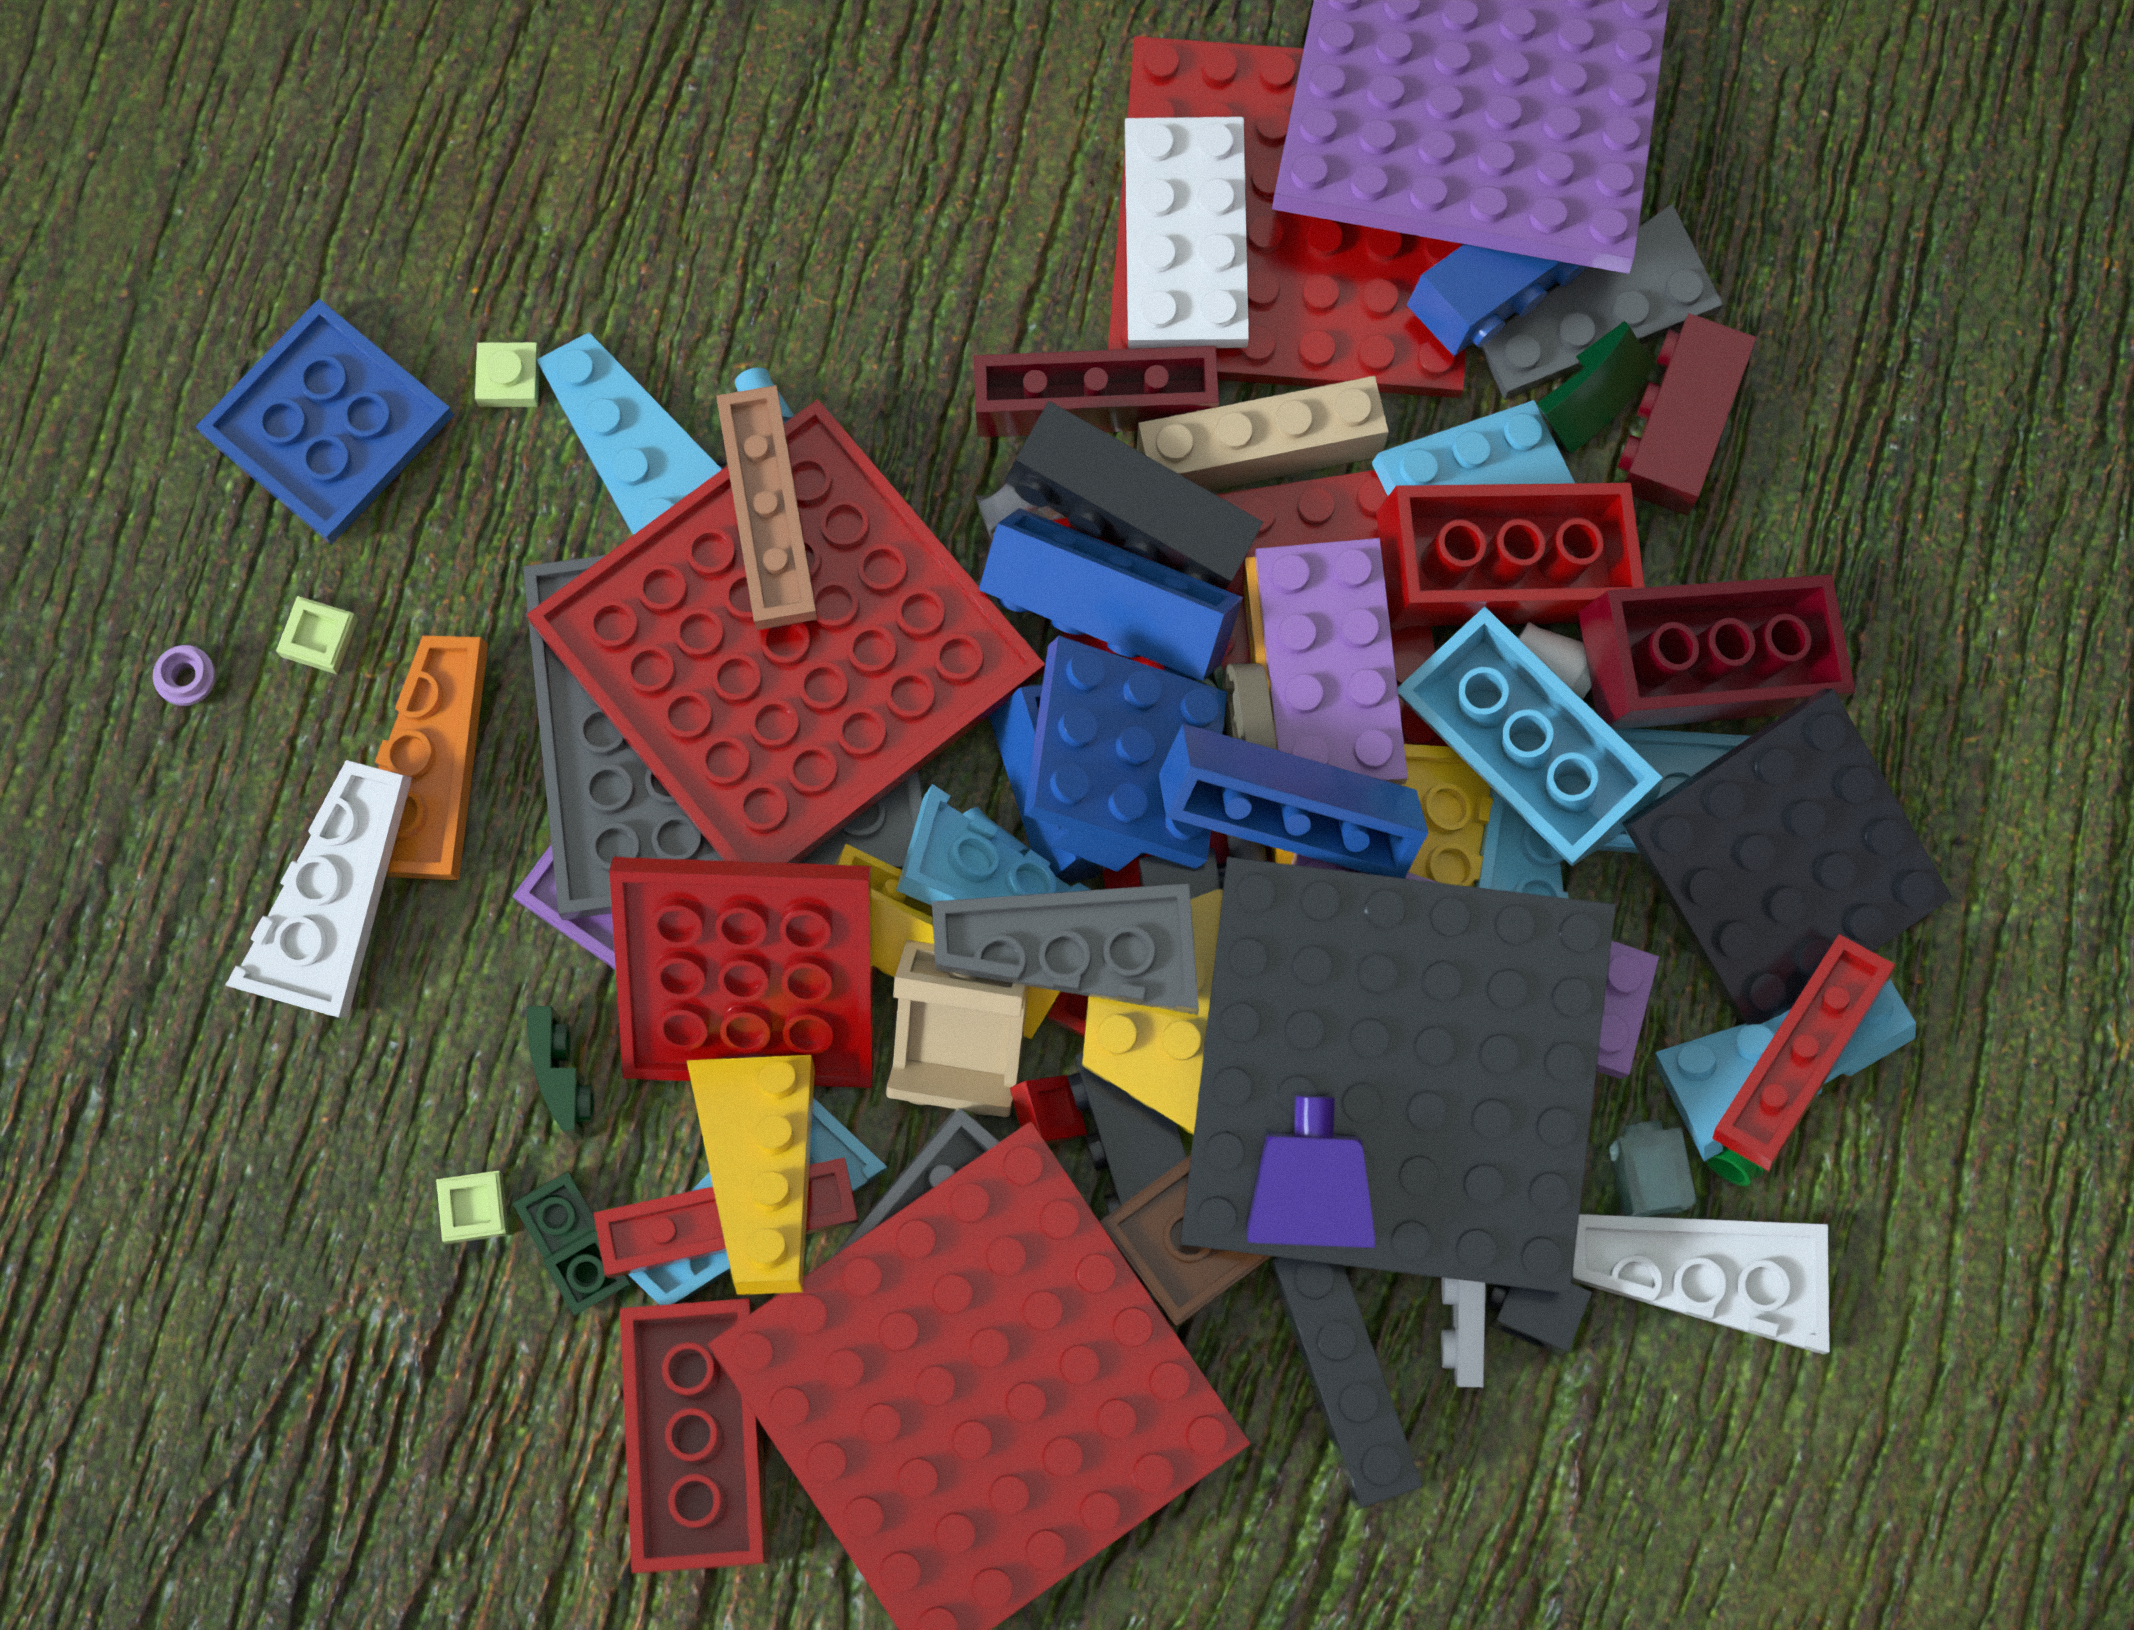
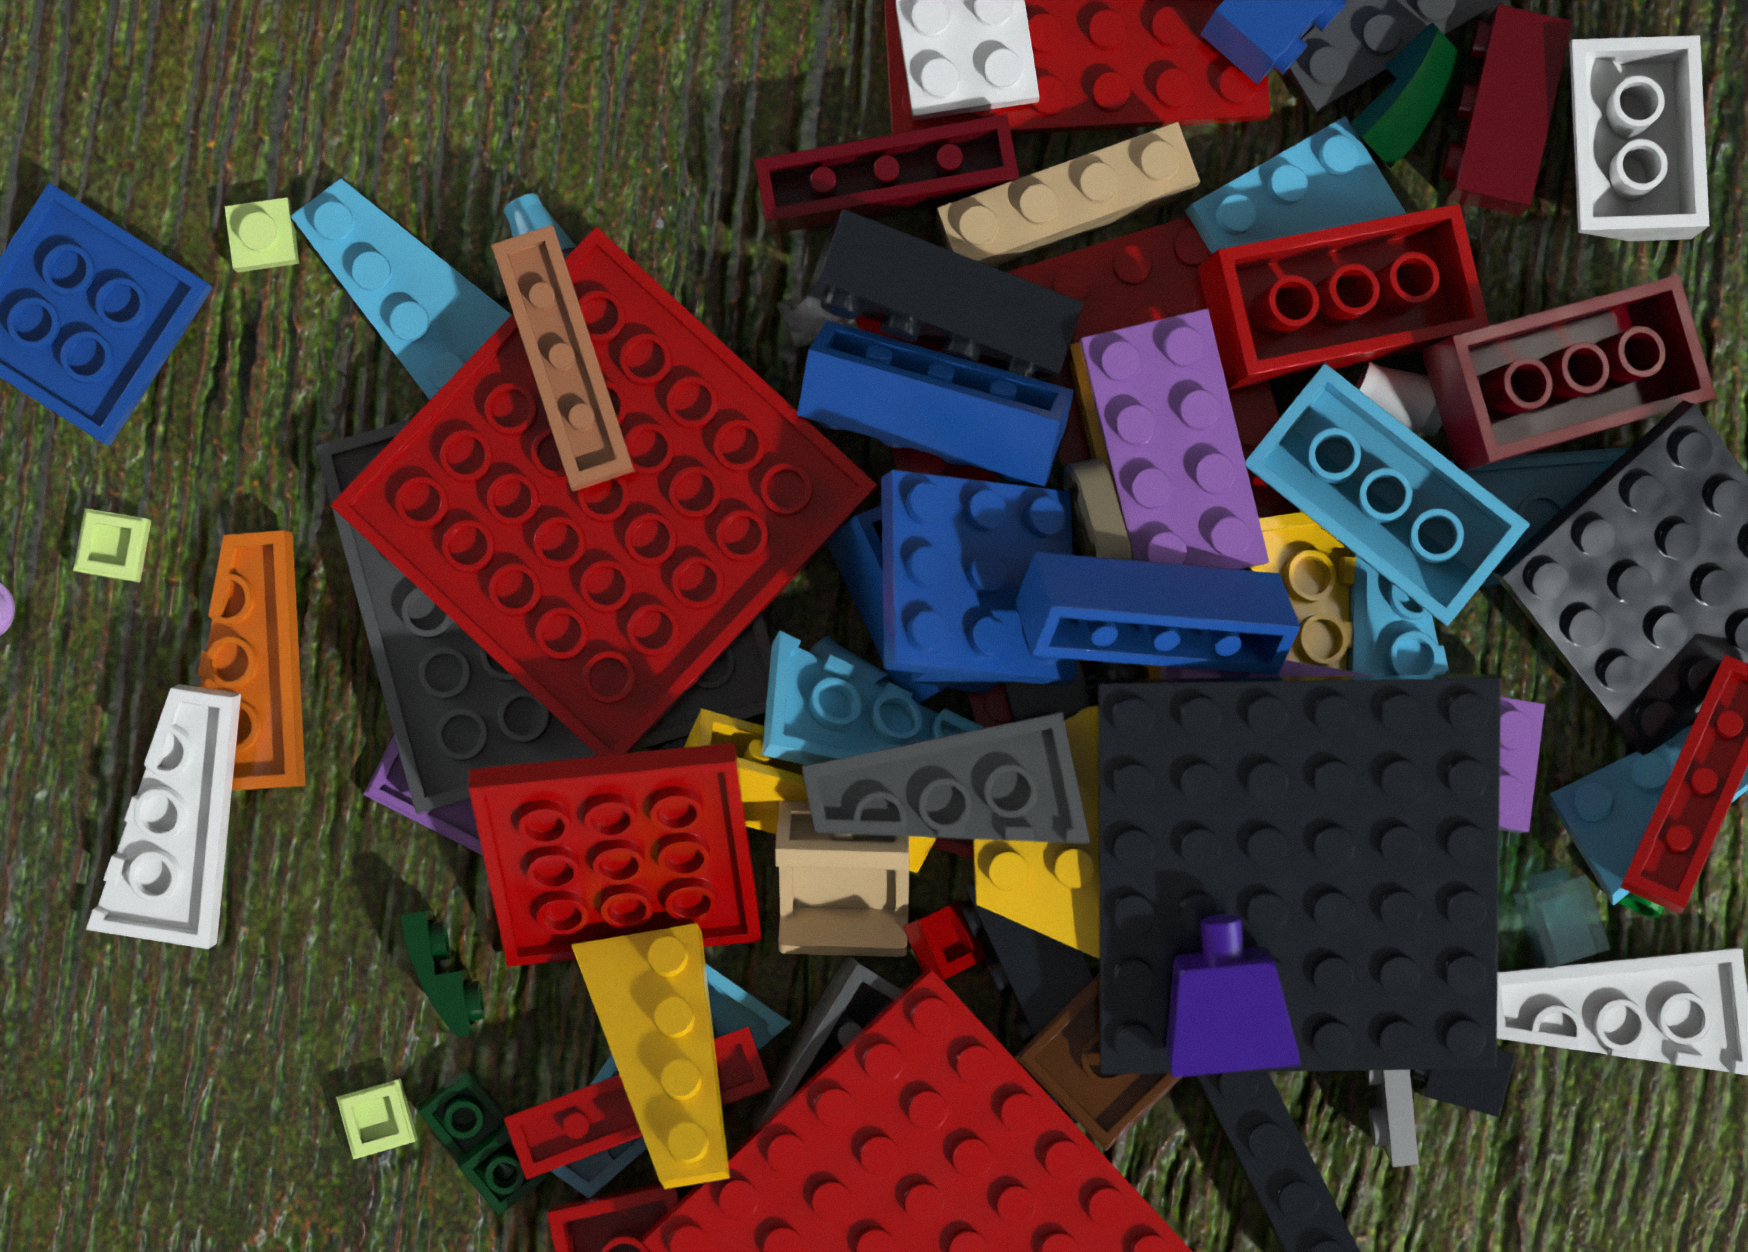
camera: 10 degrees left, 10 degrees up
(1808, 450) = (1639, 137): none -> white slope

